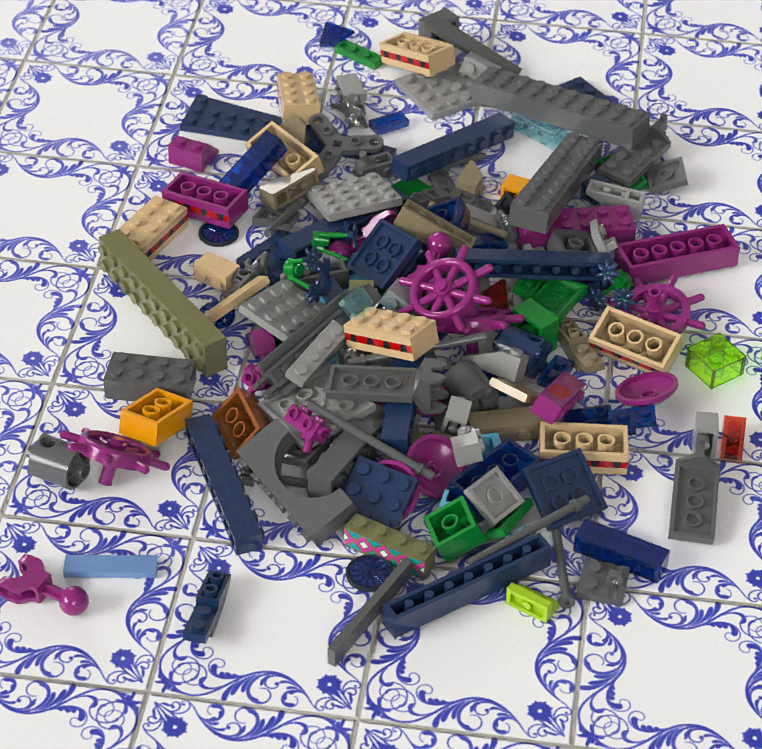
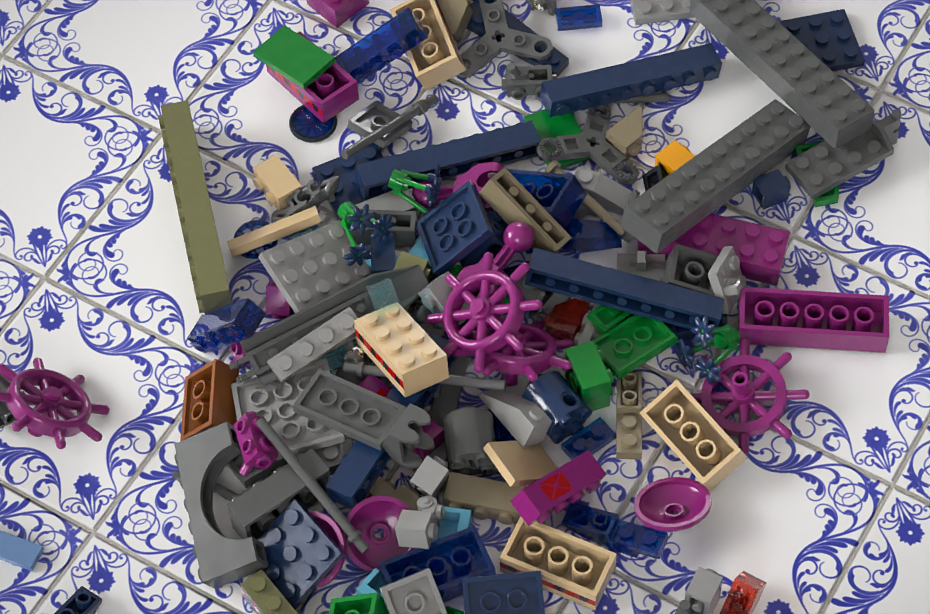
camera: 25 degrees right, 15 degrees up
(135, 375) = (140, 310): dark grey brick -> none
(155, 417) = (116, 368): light orange brick -> none
(156, 225) = (235, 101): tan brick -> none
(188, 185) = (294, 57): none -> green tile
(223, 484) = (150, 476): dark blue brick -> none
(236, 361) = (226, 326): none -> clear blue brick
(287, 188) = (407, 88): dark tan slope -> none
(353, 197) = (473, 125): light grey plate -> none
(541, 132) = (753, 87): clear light blue brick -> none
(616, 195) = (784, 214): light grey slope -> none
(667, 176) = (867, 195): dark grey hinge -> none
(715, 360) = (778, 487): clear neon green brick -> none

